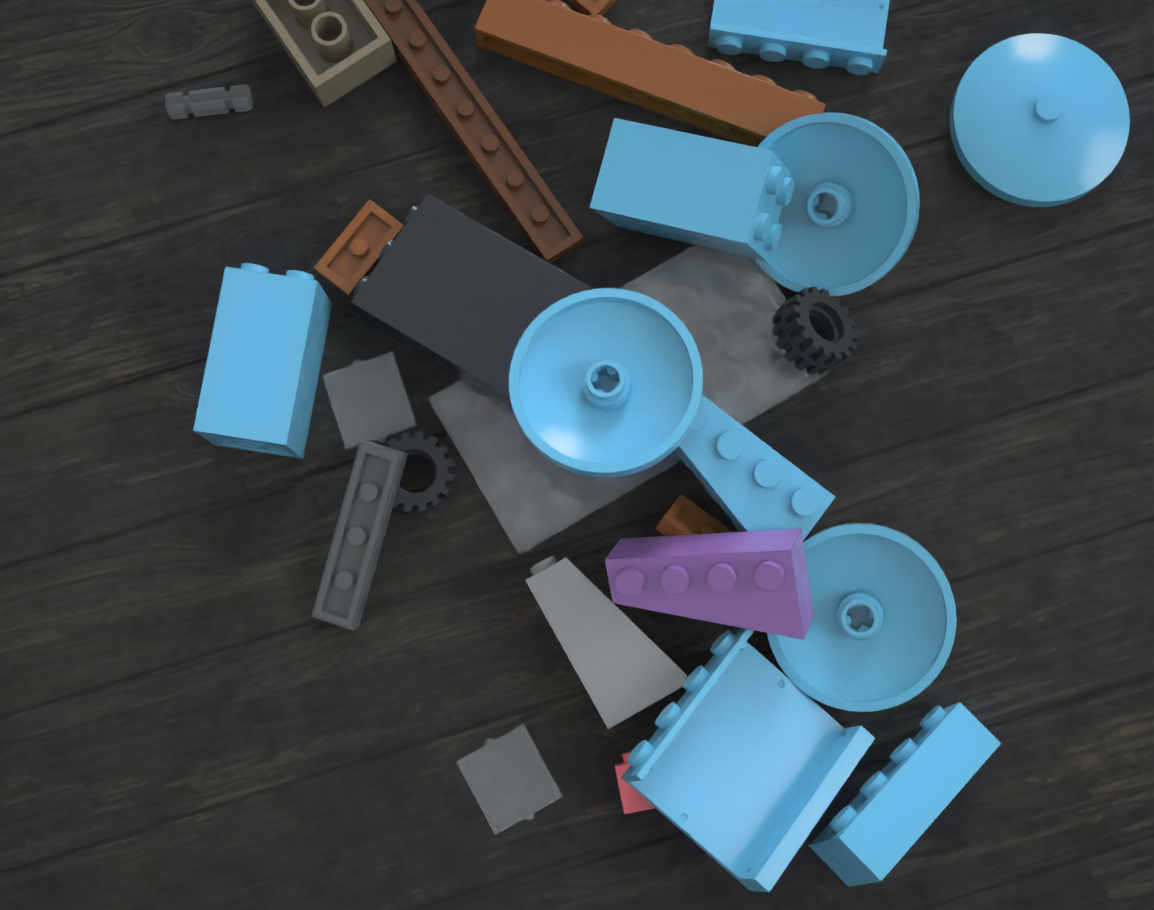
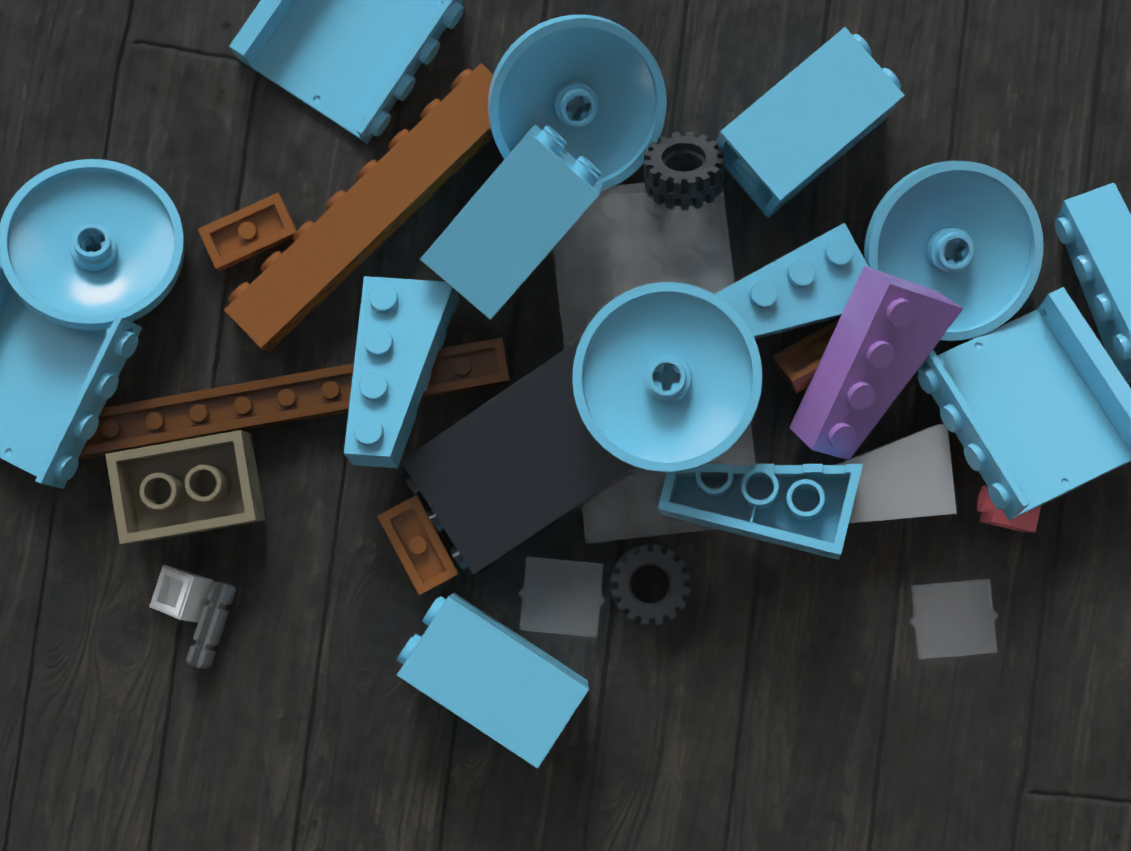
camera: 70 degrees left, 5 degrees up
(226, 64) = (180, 594): none -> white slope
(359, 535) = (686, 658): dark grey tile -> none
(509, 146) = (394, 356): none -> medium azure wedge
(539, 551) = (778, 504): none -> medium azure wedge
(917, 423) = (808, 121): none -> medium azure brick

